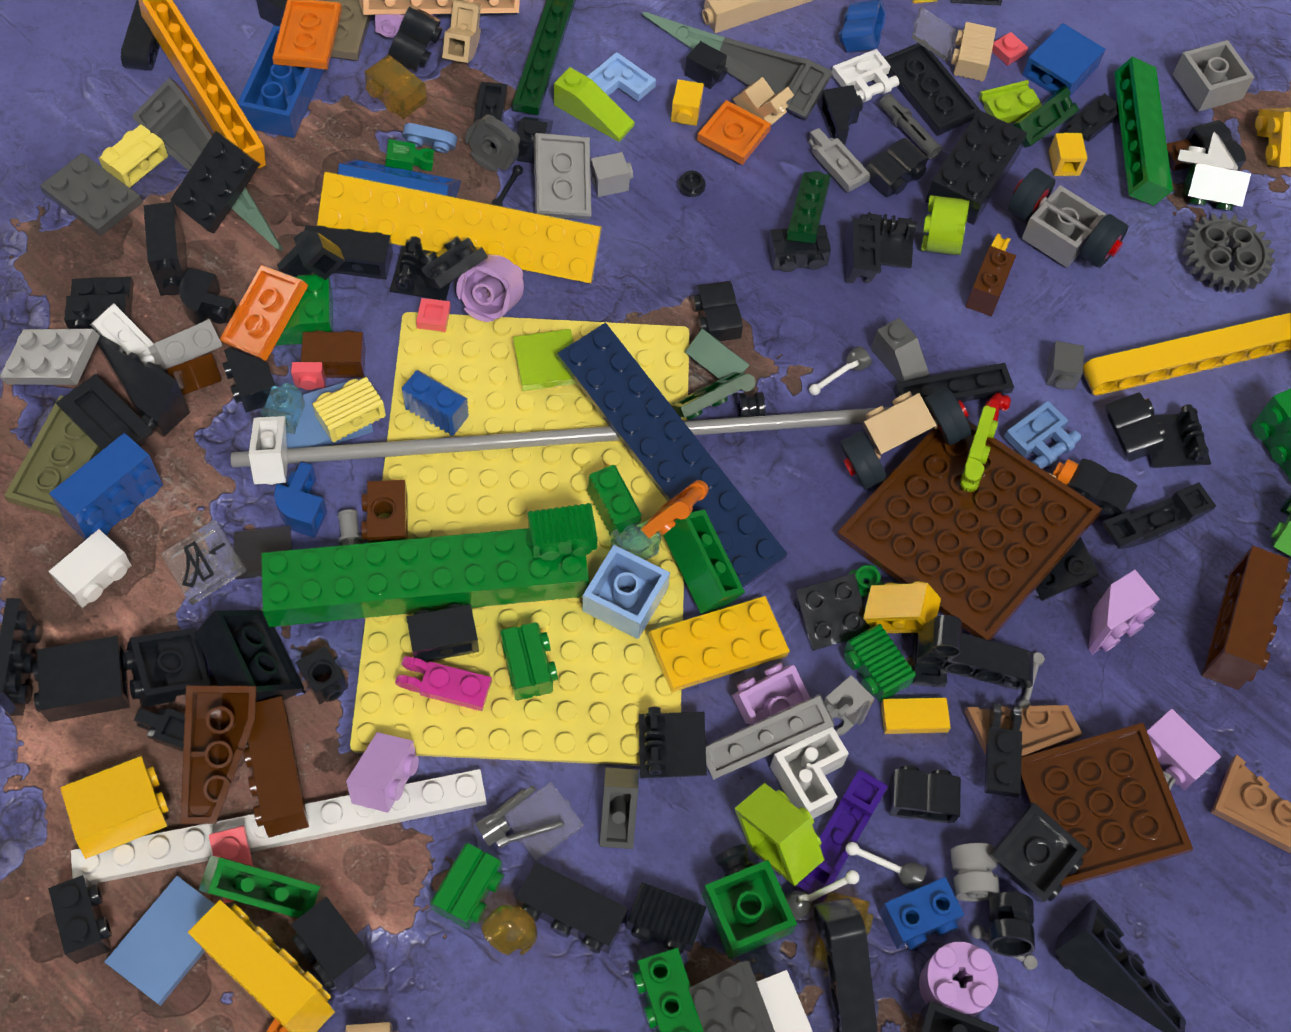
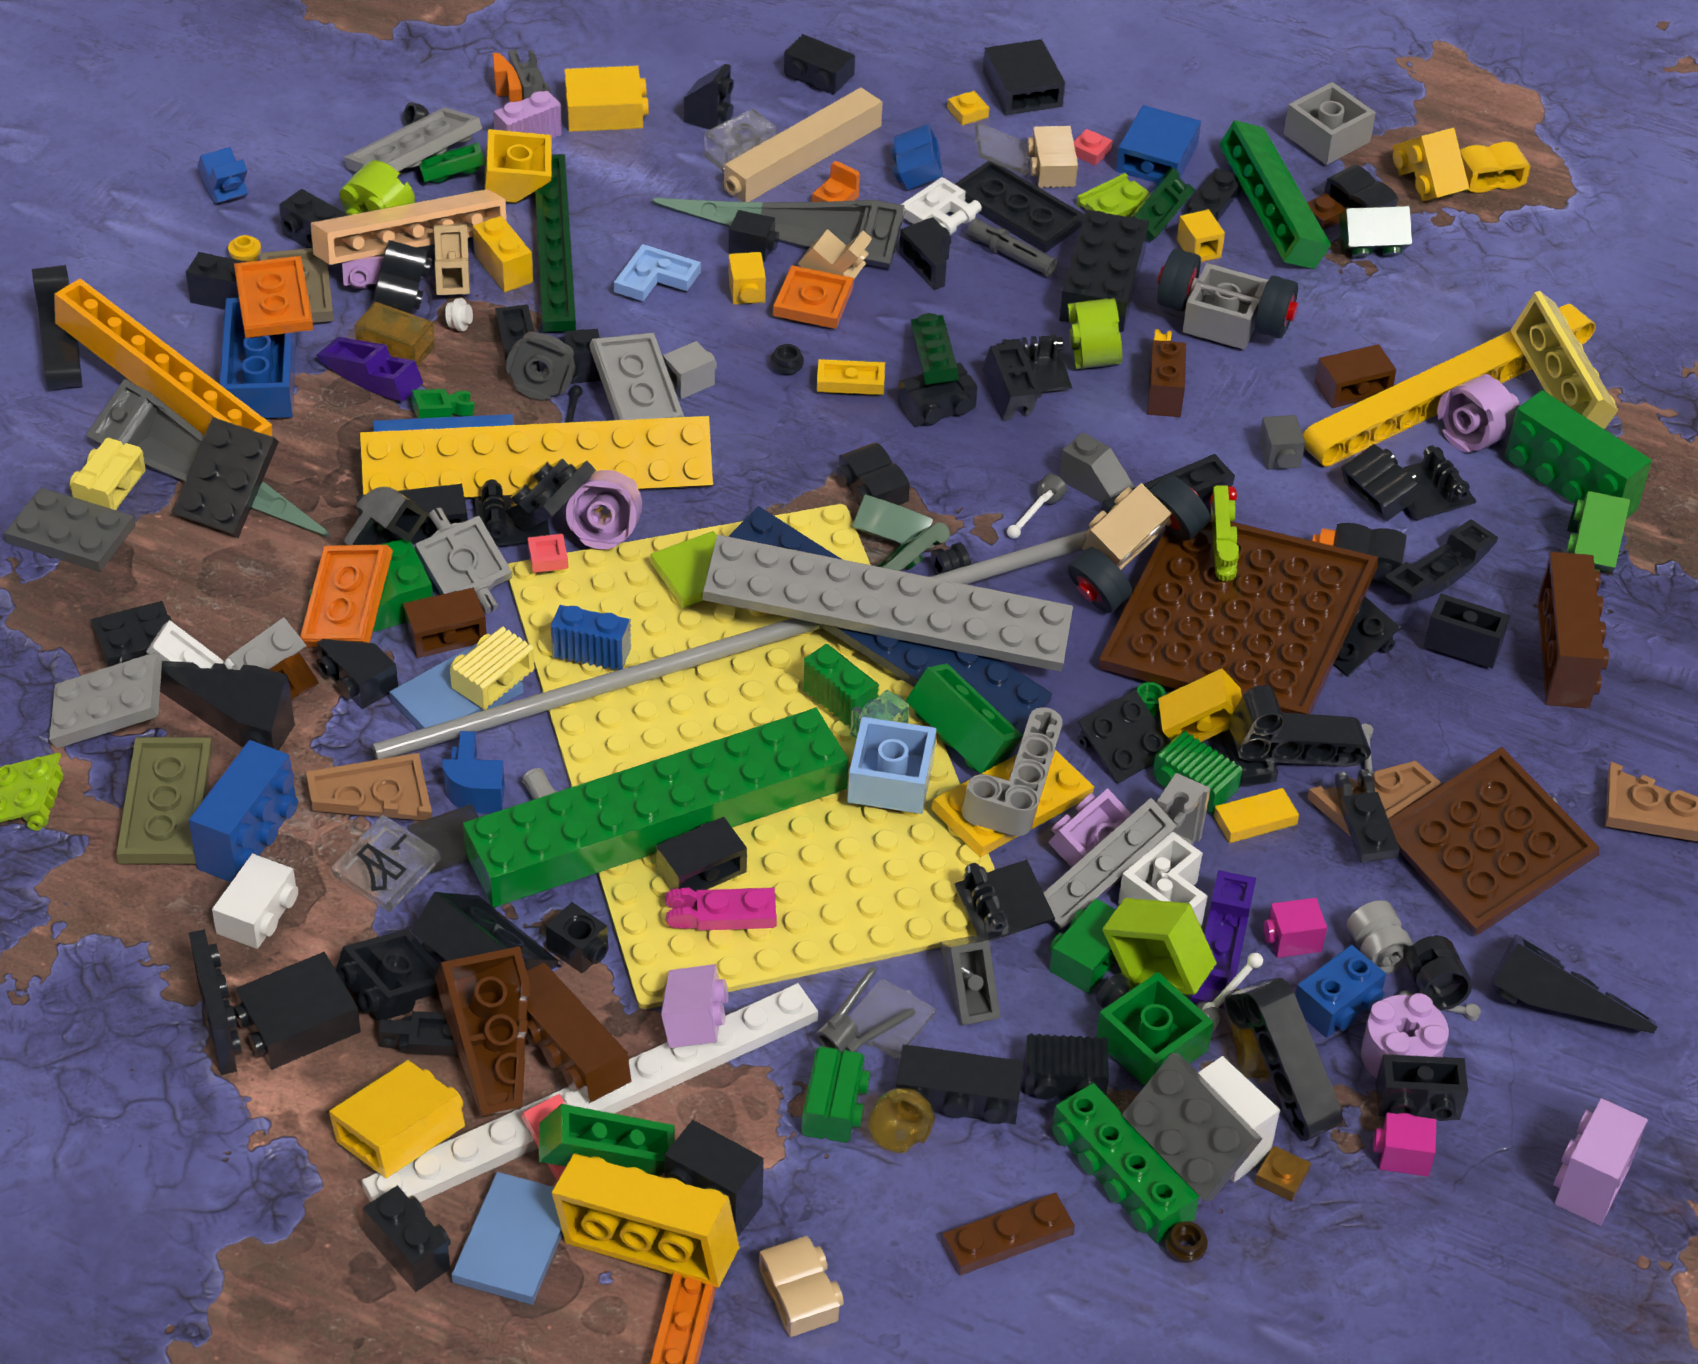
camera: 15 degrees left, 15 degrees down
(103, 414) = (197, 740): black piece -> none
(165, 247) = (200, 557): black brick -> none
(201, 298) = (261, 606): black brick -> none
(219, 490) = (372, 788): none -> medium nougat wing
(268, 450) = (423, 725): white slope -> none
(285, 402) = (414, 677): clear light blue brick -> none
(308, 375) = (424, 649): coral plate -> none
(367, 302) = (463, 558): none -> light grey plate
(368, 110) = (372, 367): none -> dark purple slope
(381, 498) = (580, 752): reddish brown brick -> none
(438, 139) = (459, 377): medium blue plate -> none
(452, 79) = (458, 314): none -> white plate
(505, 34) = (503, 254): none -> yellow brick
(527, 661) = (809, 861): green brick -> none
(562, 531) = (802, 711): green brick -> none
(590, 104) = (631, 303): lime slope -> none
(677, 508) = (910, 675): orange plate -> none
(679, 440) = (888, 603): none -> light grey plate
(715, 808) = (1083, 952): none -> green brick
(731, 629) = (1014, 803): none -> light grey beam
(736, 213) = (851, 377): none -> yellow plate
(792, 39) = (841, 185): none -> orange bracket
(838, 160) = (944, 299): light grey hinge -> none
(897, 167) = (1014, 291): black brick -> none
(906, 839) = (1295, 927): none -> dark pink brick
(910, 874) = (1310, 959): hinge -> none
(925, 795) = (1298, 878): black brick -> none
(1036, 429) = (1280, 506): medium blue plate -> none
(1038, 854) = (1441, 894): black plate -> none
(1121, 611) = (1437, 655): lavender slope -> none
(1150, 318) = (1354, 375): none -> reddish brown brick
(1172, 592) = (1466, 630): none -> black brick
(1181, 749) = (1554, 769): lavender brick -> none
(1217, 155) = (1365, 197): white slope -> none
(1228, 253) = (1414, 294): dark grey gear -> none
(1240, 384) = (1477, 413): none -> lavender brick

